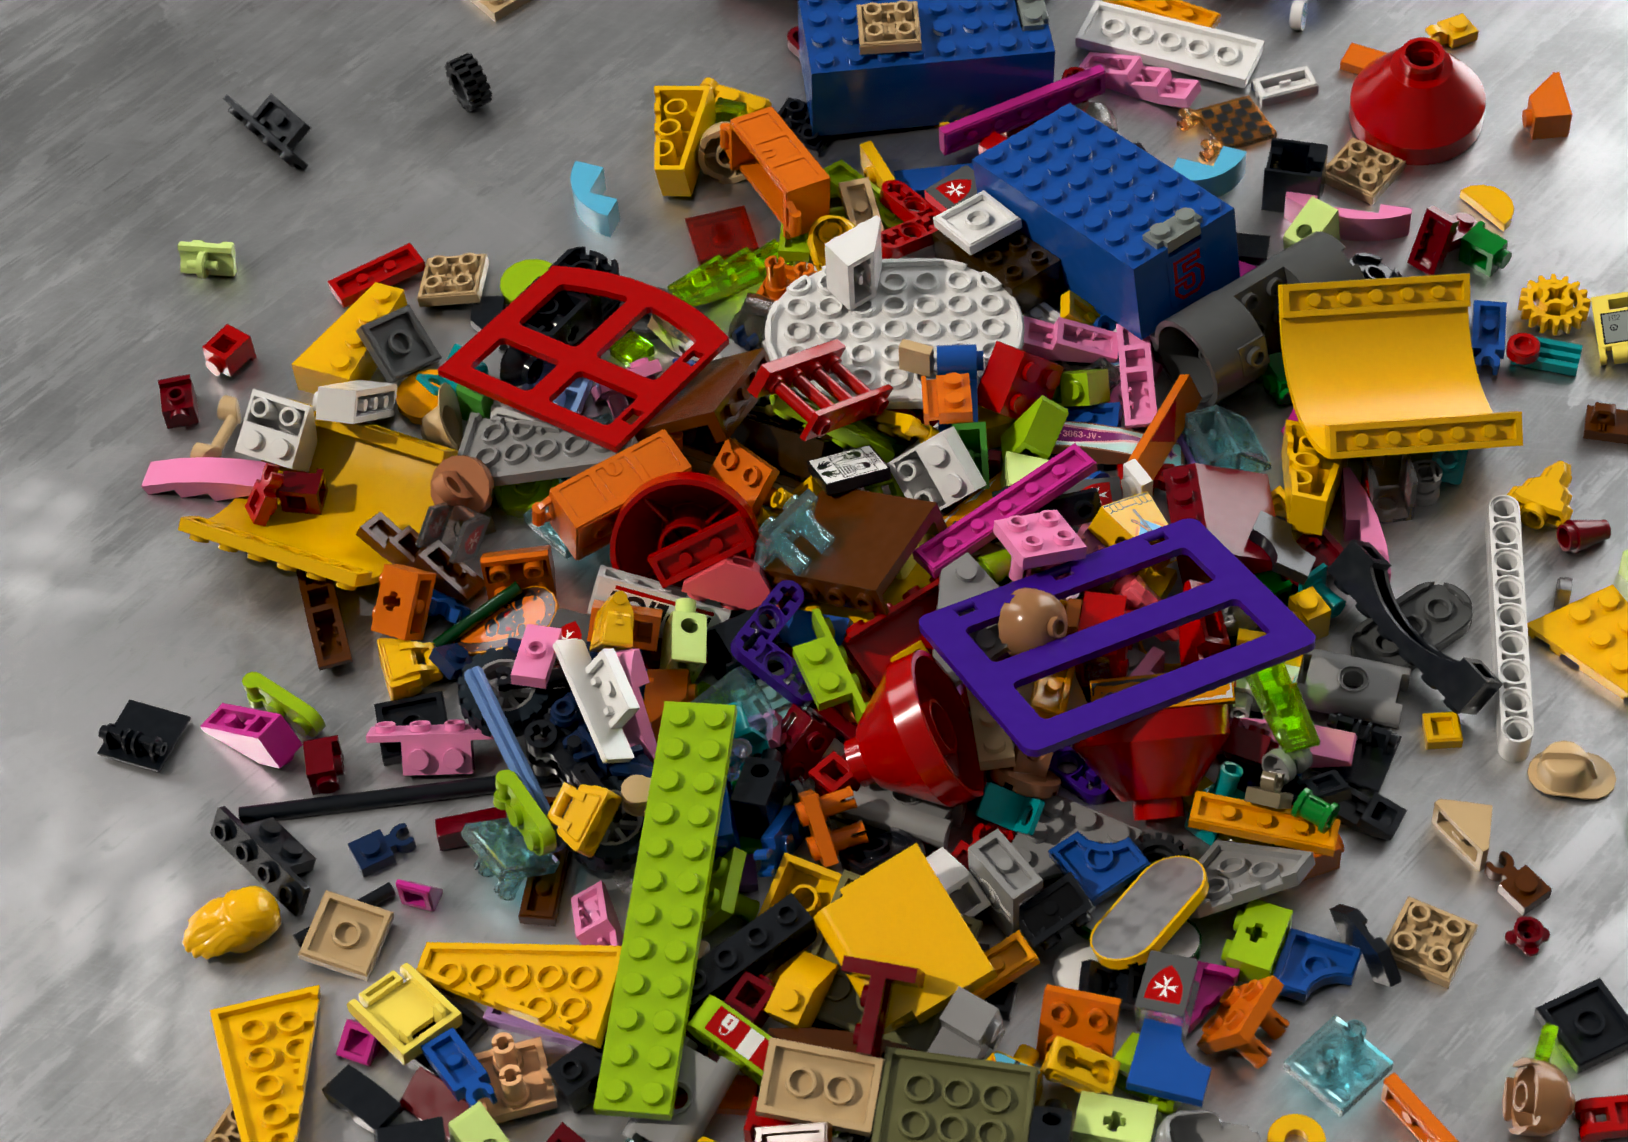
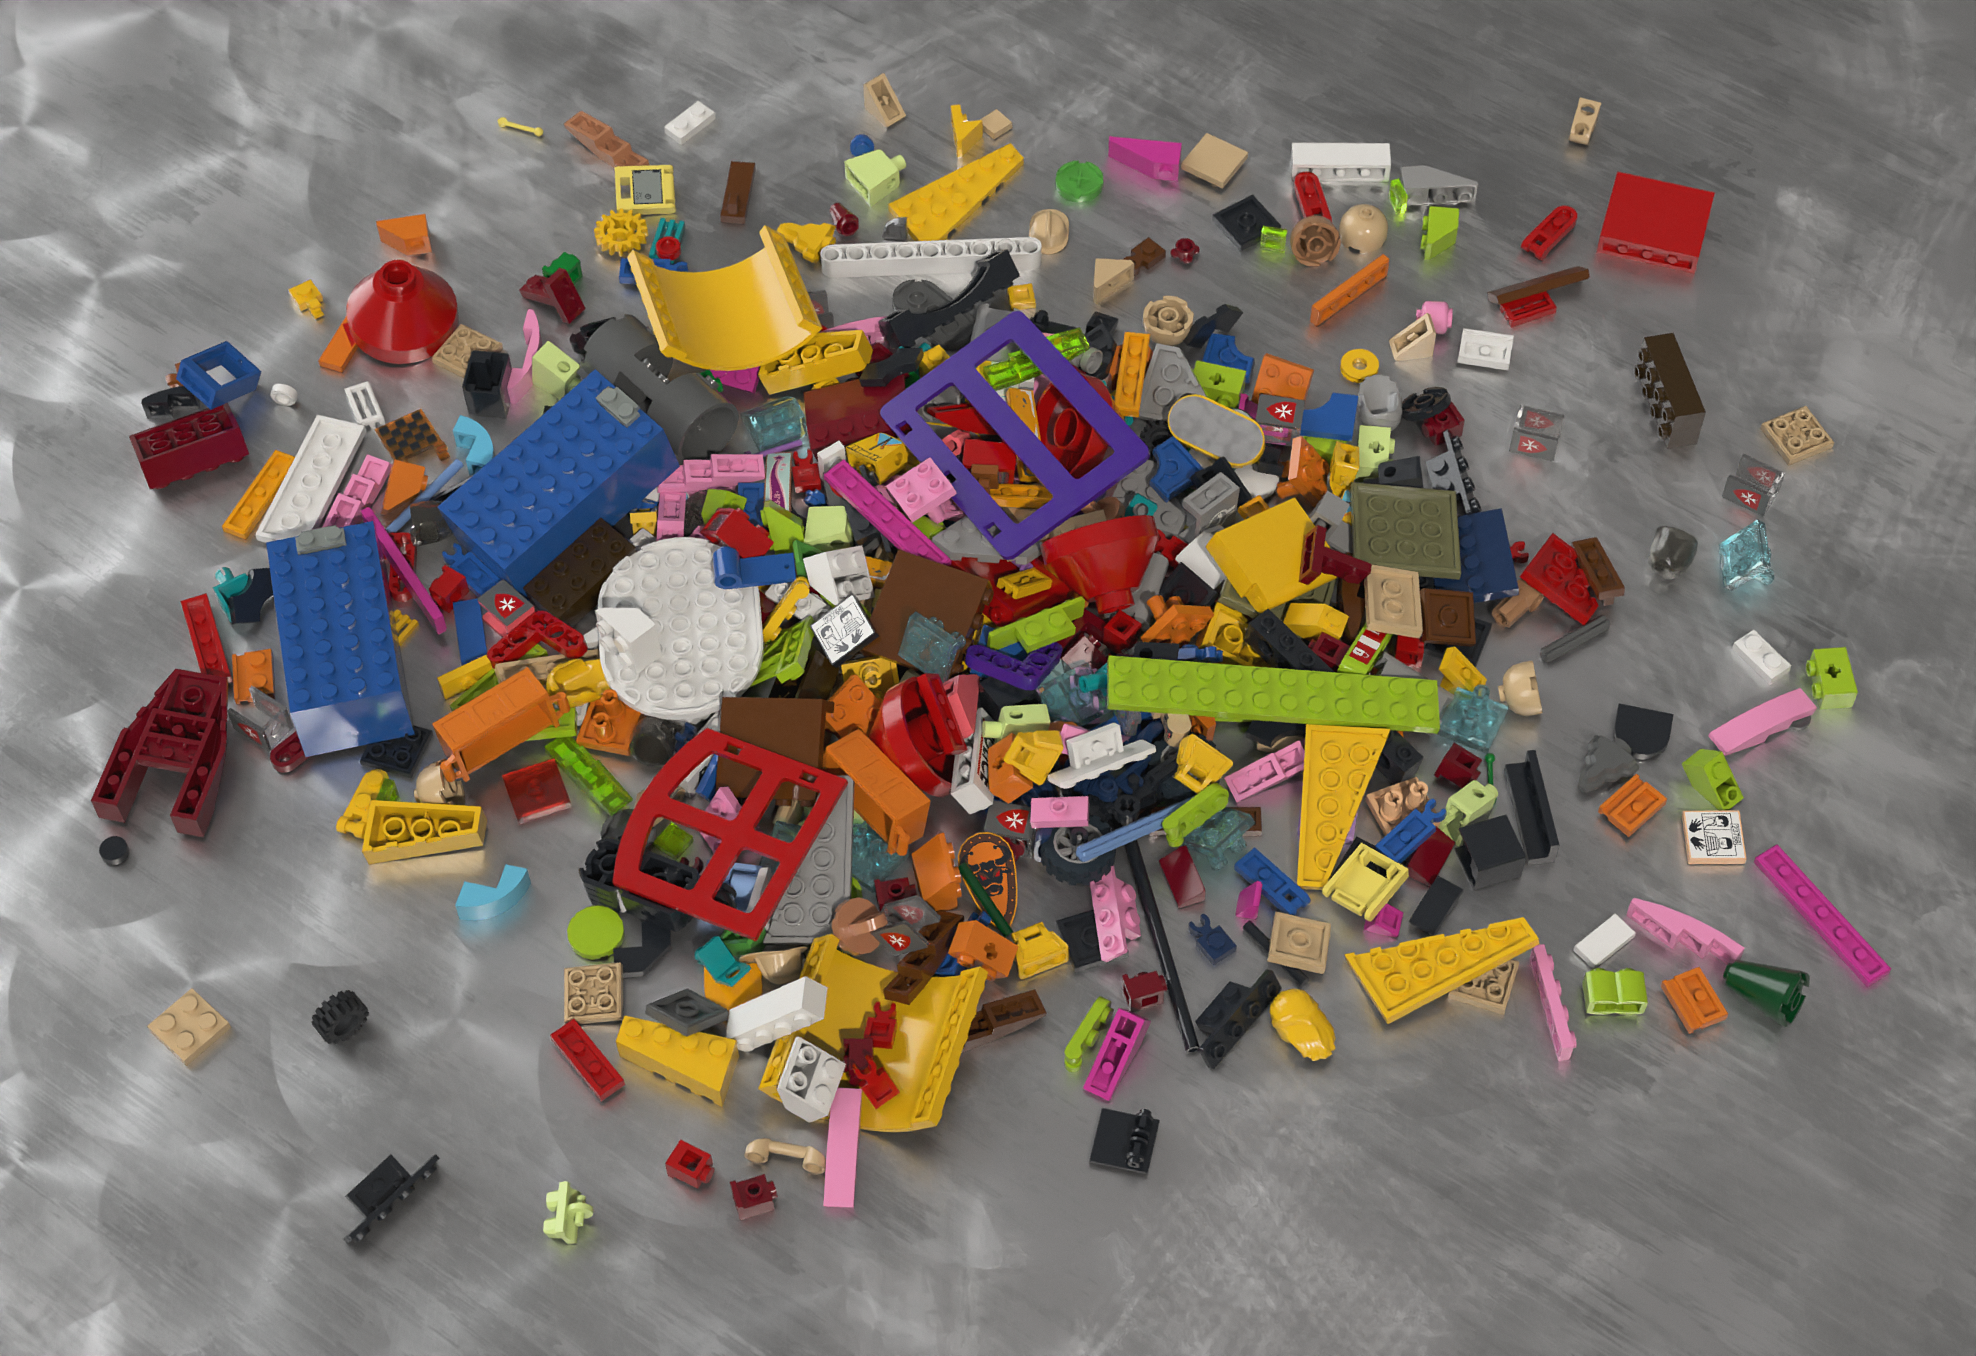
camera: 100 degrees left, 5 degrees up
(339, 512) = (882, 1027): none -> red plate
(439, 918) = (1274, 882): none -> blue plate
(450, 659) = (1032, 912): dark blue plate -> none
(508, 530) = (893, 890): none -> dark red brick
(815, 365) = (781, 657): red fence -> none
(889, 27) = (352, 631): tan tile -> none
(916, 357) = (724, 595): tan tile -> none
(947, 399) = (771, 568): orange plate -> none
(977, 222) = (561, 574): white plate -> none
(1031, 620) = (1011, 477): medium nougat cylinder -> none
(1149, 141) = (426, 495): none -> medium blue bar
(1152, 109) = (403, 485): none -> orange slope
(1166, 425) = (769, 451): orange tile -> none
(1270, 792) = (1114, 365): dark tan tile -> none
(1315, 810) = (1128, 337): green bush -> none
(1338, 1064) = (1302, 340): clear light blue plate -> none
(1369, 880) = (1168, 320): none -> tan cylinder
(1430, 941) = (1200, 296): tan tile -> none
(1490, 203) = (508, 272): yellow tile -> none

